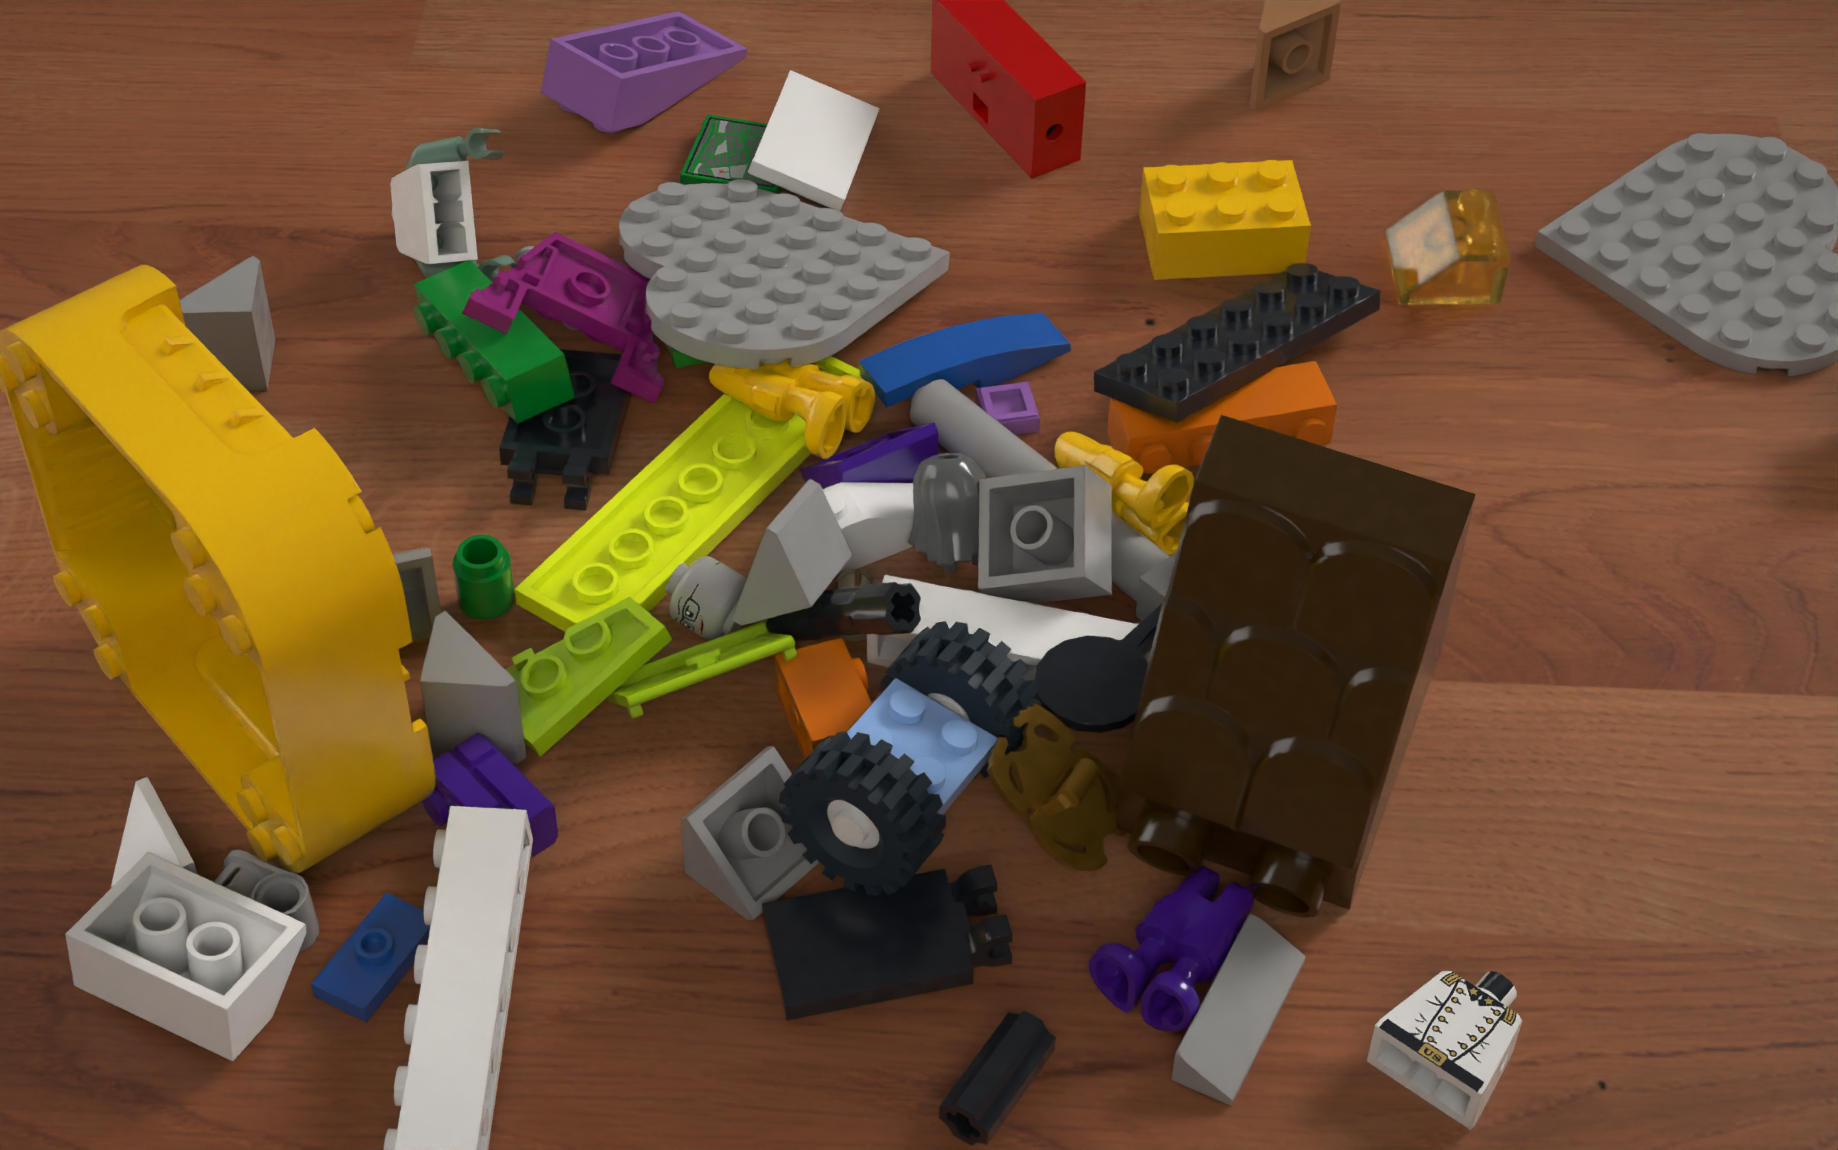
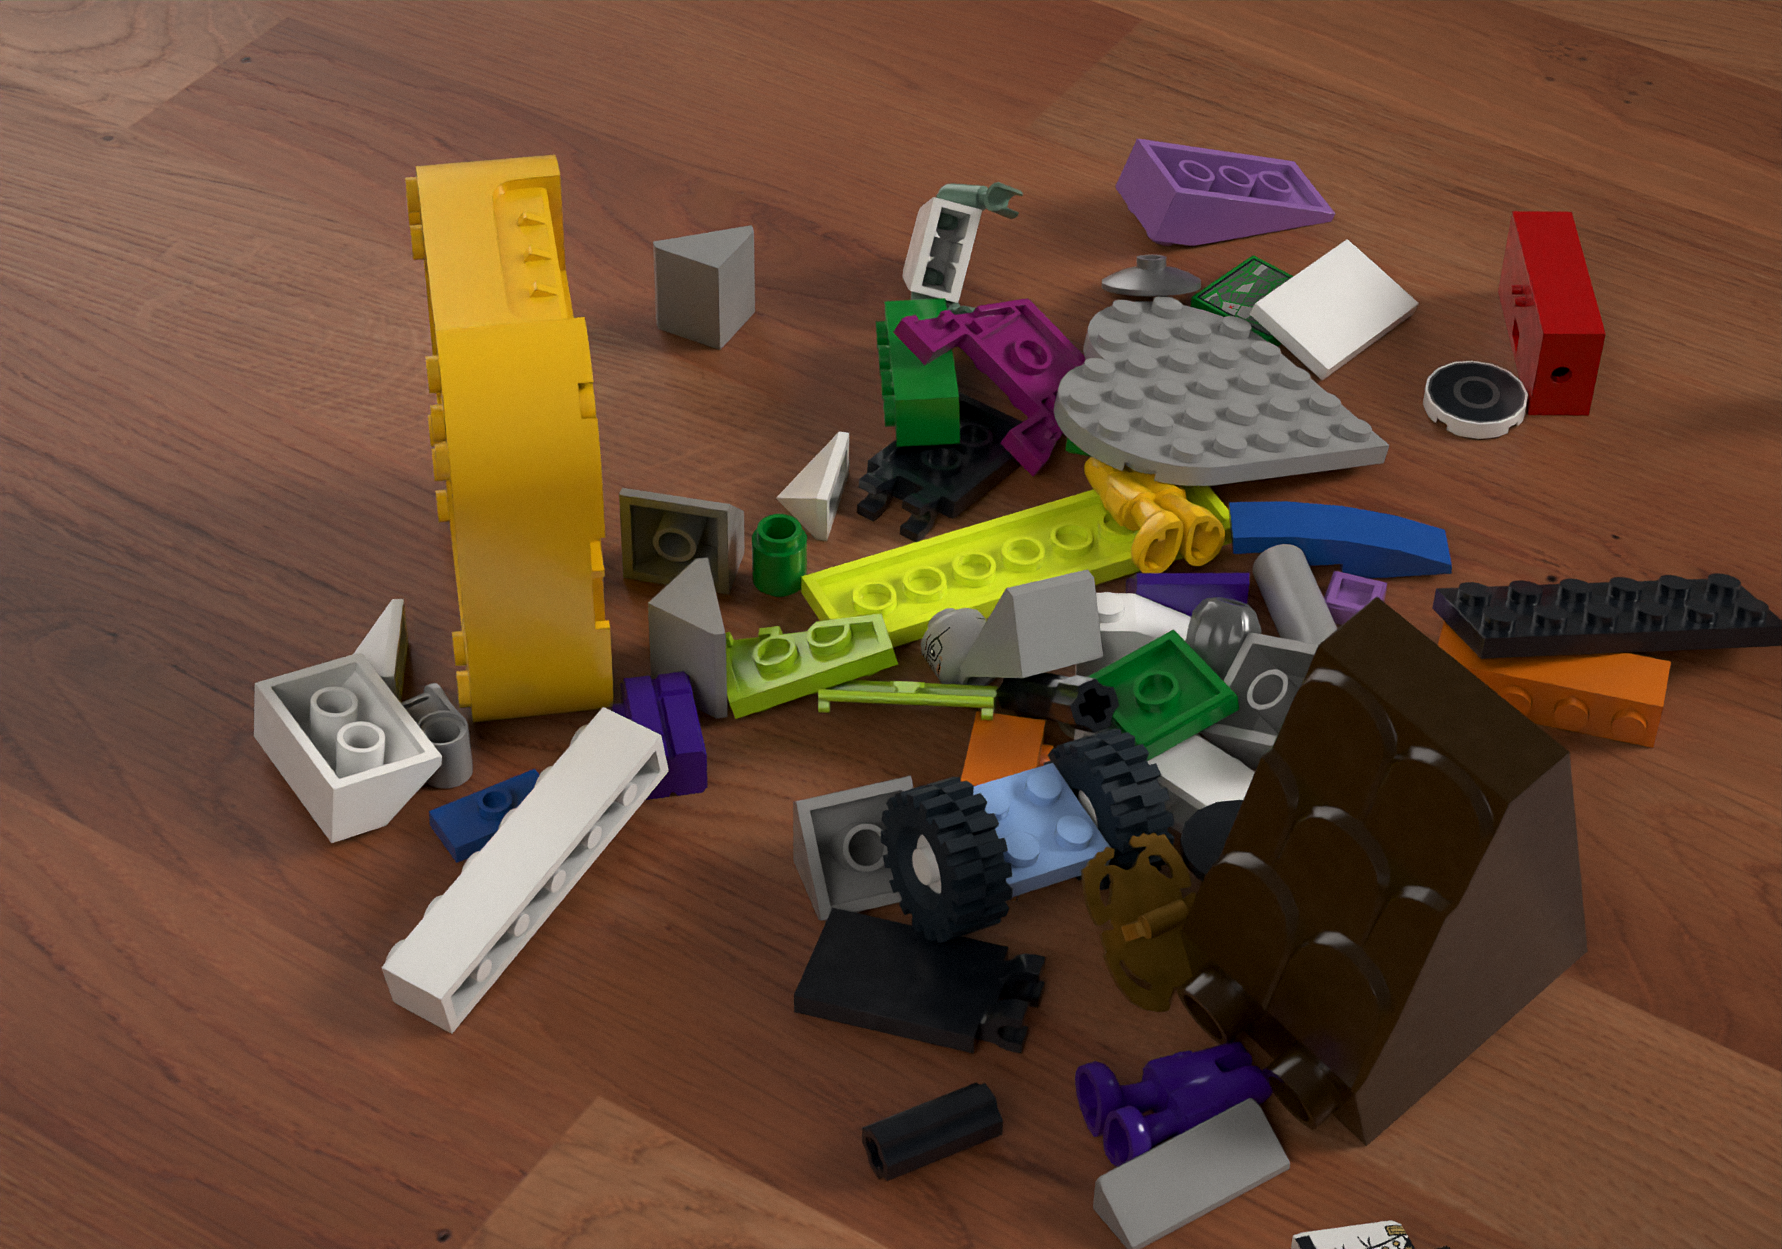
camera: 30 degrees right, 5 degrees down
(464, 494) = (819, 487): none -> white slope
(636, 172) = (1151, 278): none -> flat silver dish
(944, 563) = (1166, 693): none -> green tile
(983, 180) = (1475, 399): none -> tile
(1223, 219) = (1680, 509): yellow brick -> none

